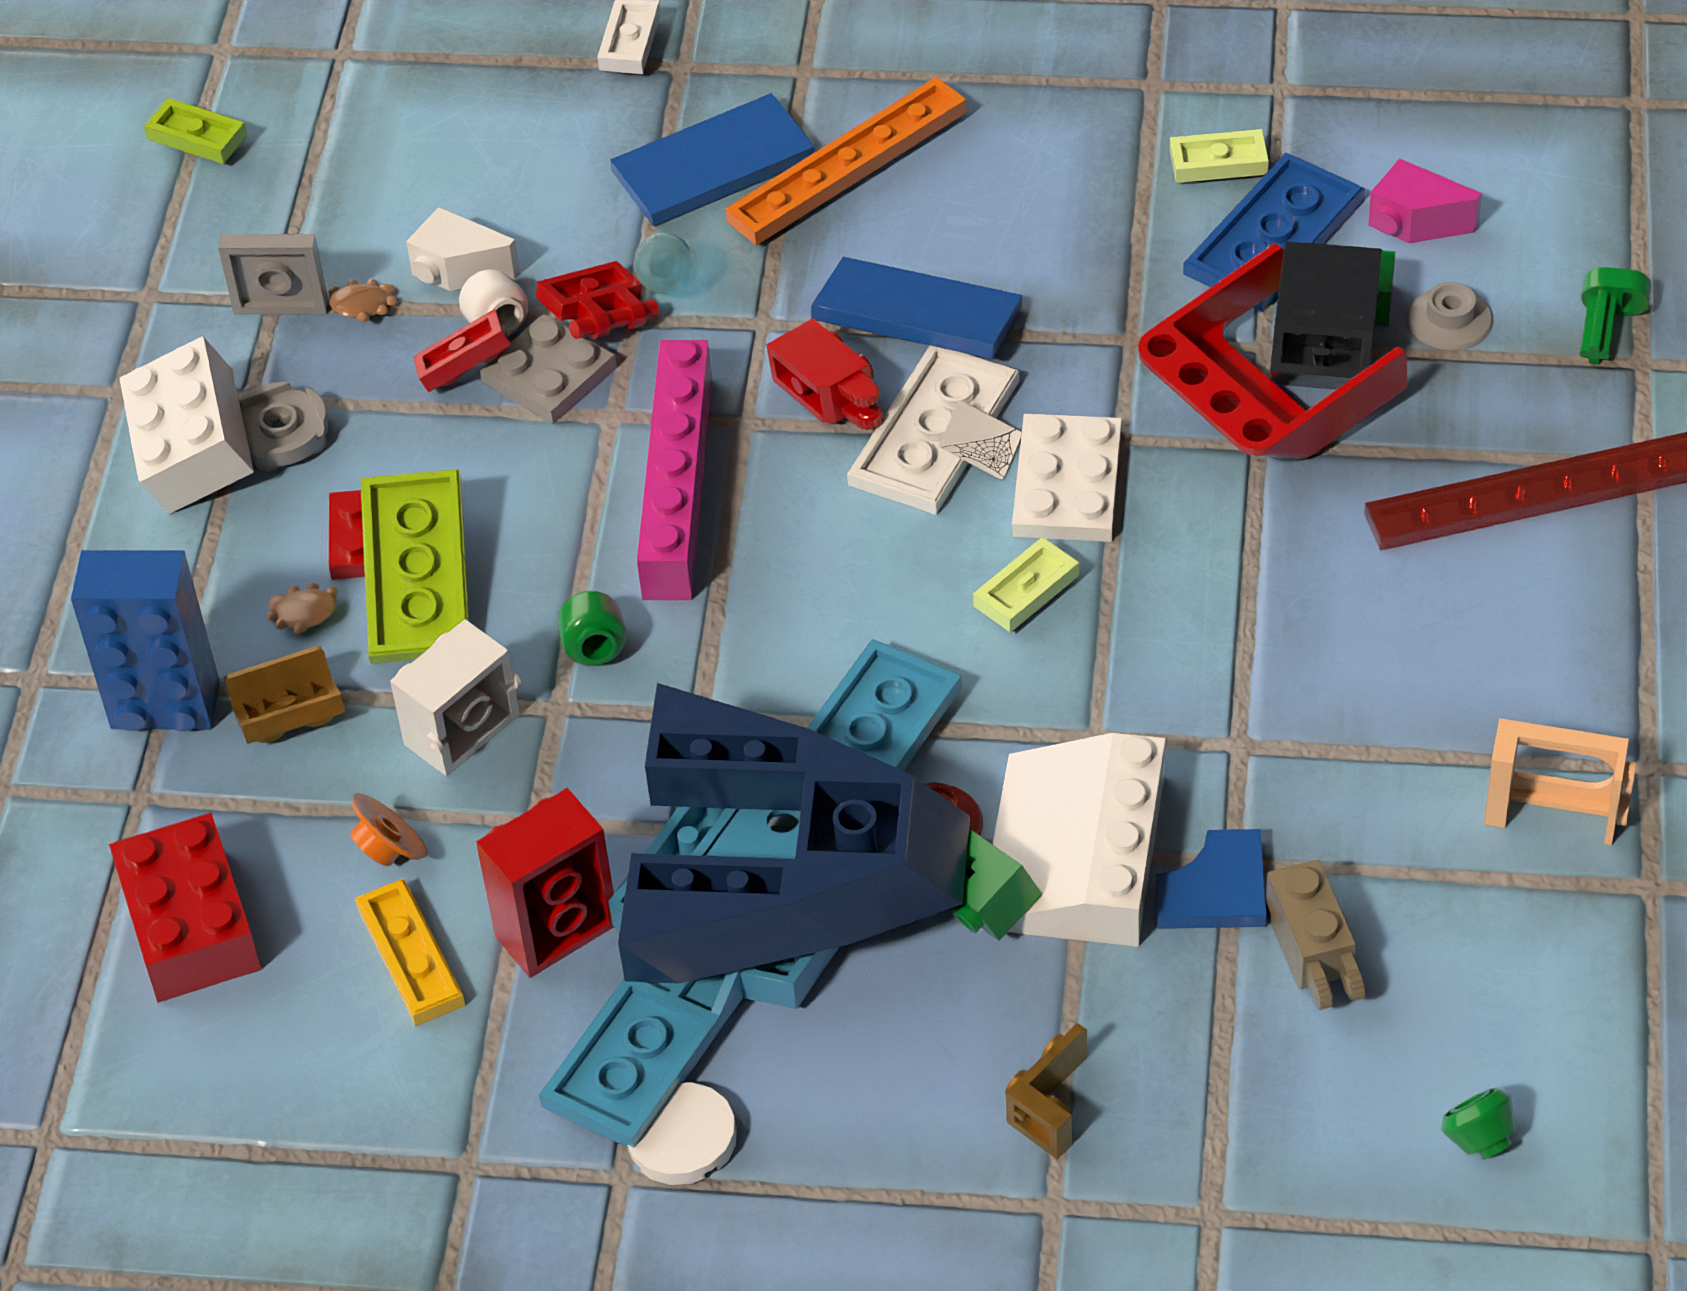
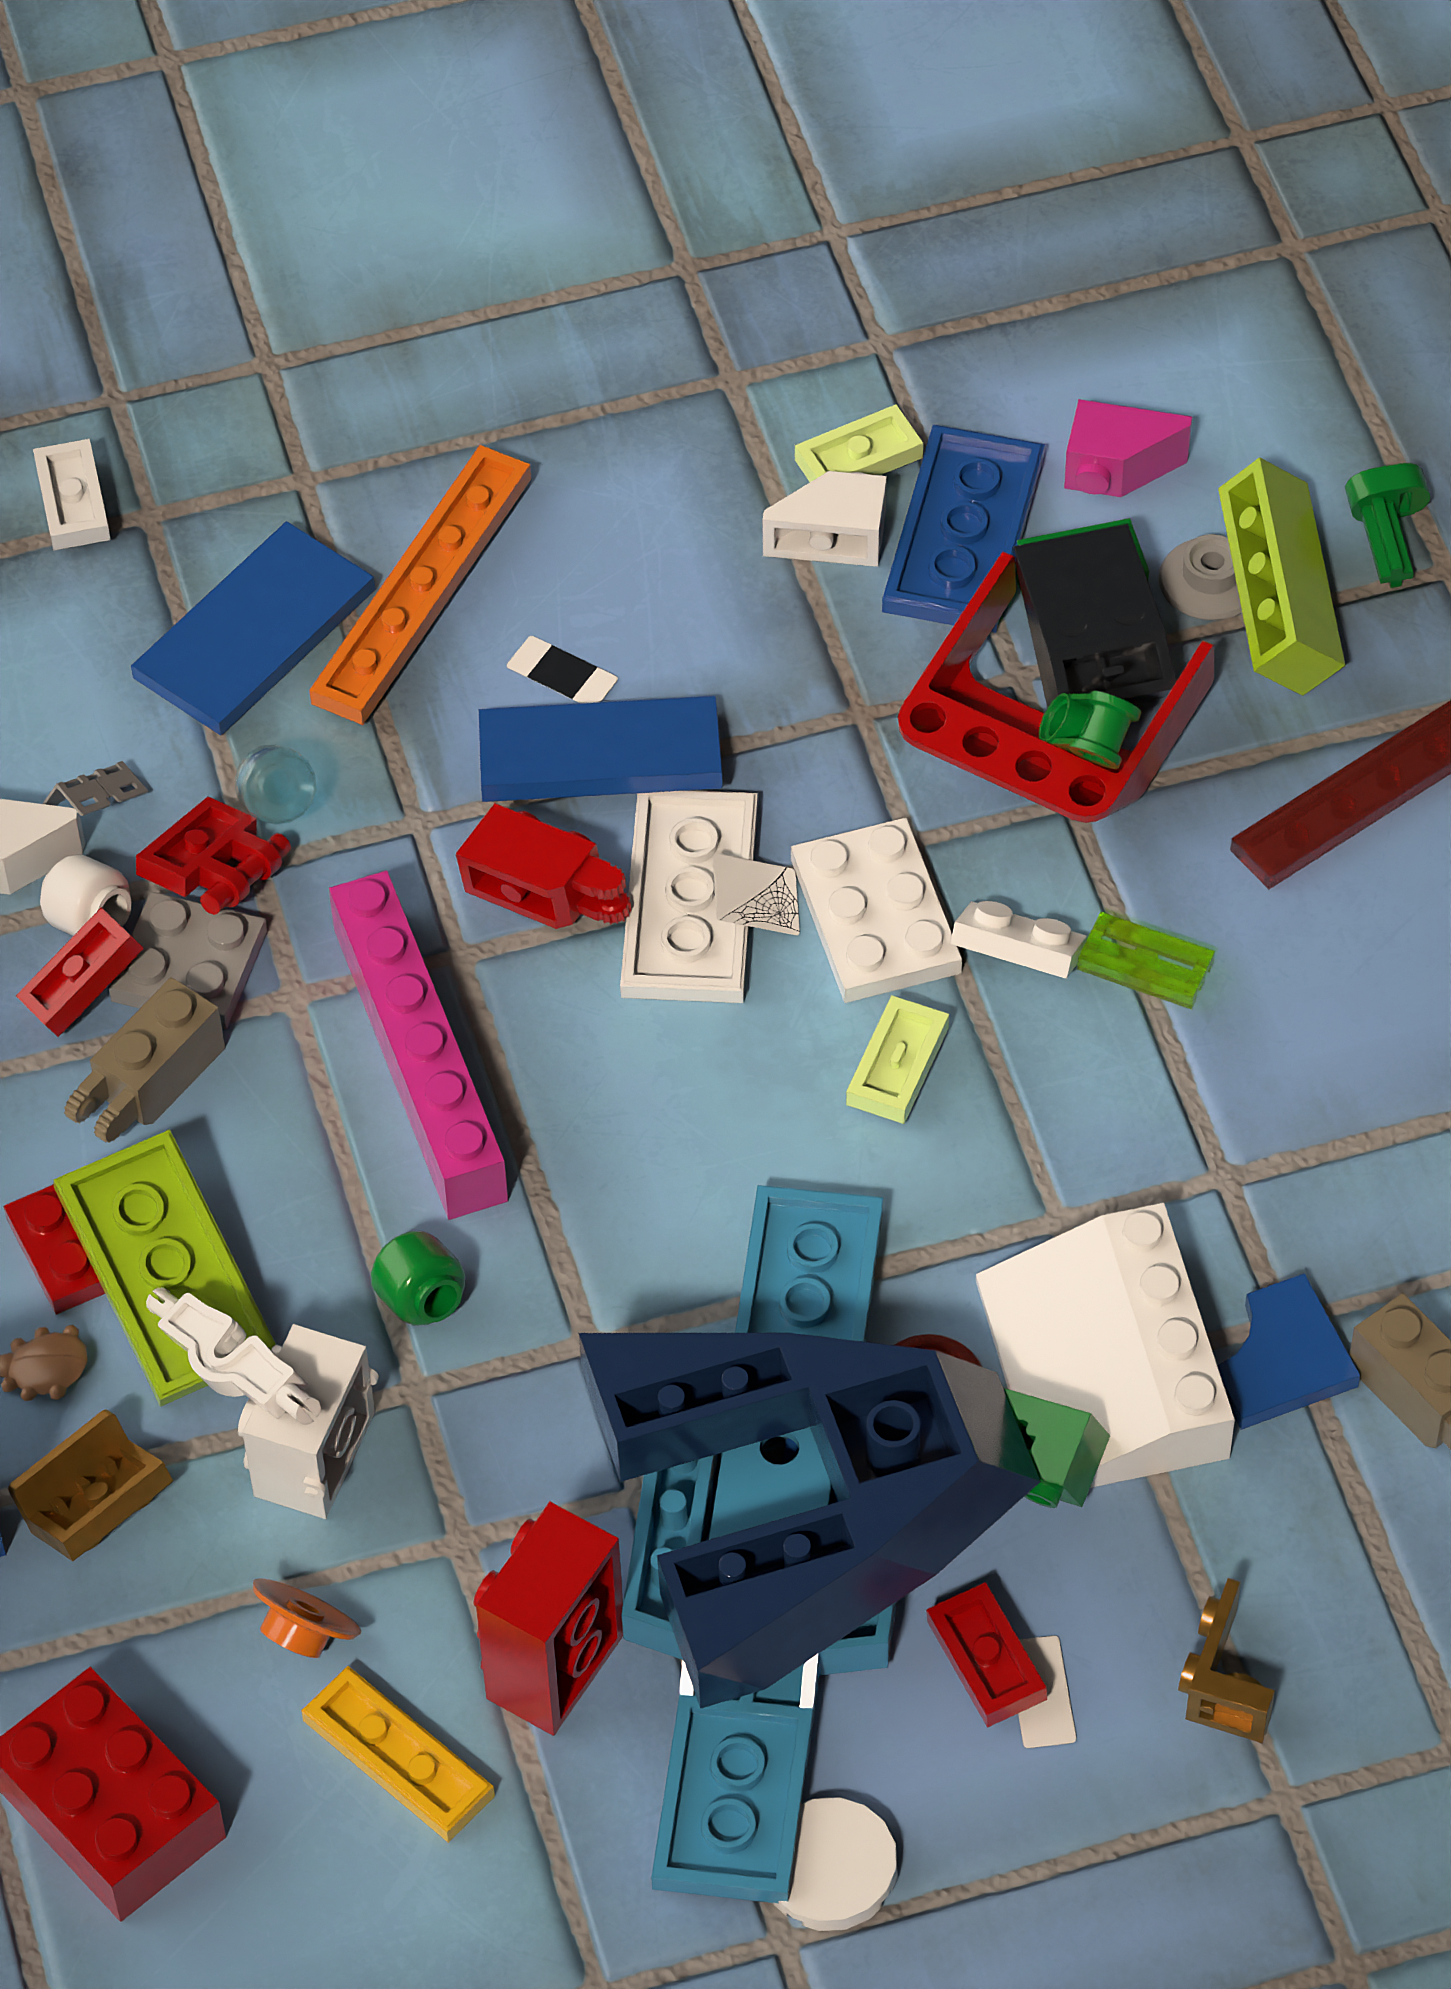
camera: 25 degrees left, 5 degrees up
(411, 629) = (227, 1362): none -> white piece
(477, 425) = (149, 1061): none -> dark tan hinge
(539, 232) = (99, 786): none -> light grey piece
(872, 1022) = (986, 1654): none -> red plate
(906, 1066) = (1051, 1720): none -> white sticker
(921, 249) = (561, 671): none -> sticker
(1168, 531) = (1037, 944): none -> white plate
(1170, 196) = (829, 520): none -> white slope
(1249, 575) = (1141, 967): none -> clear neon green tile
(1280, 384) = (1089, 726): none -> green piece
(1496, 326) = (1281, 577): none -> lime brick

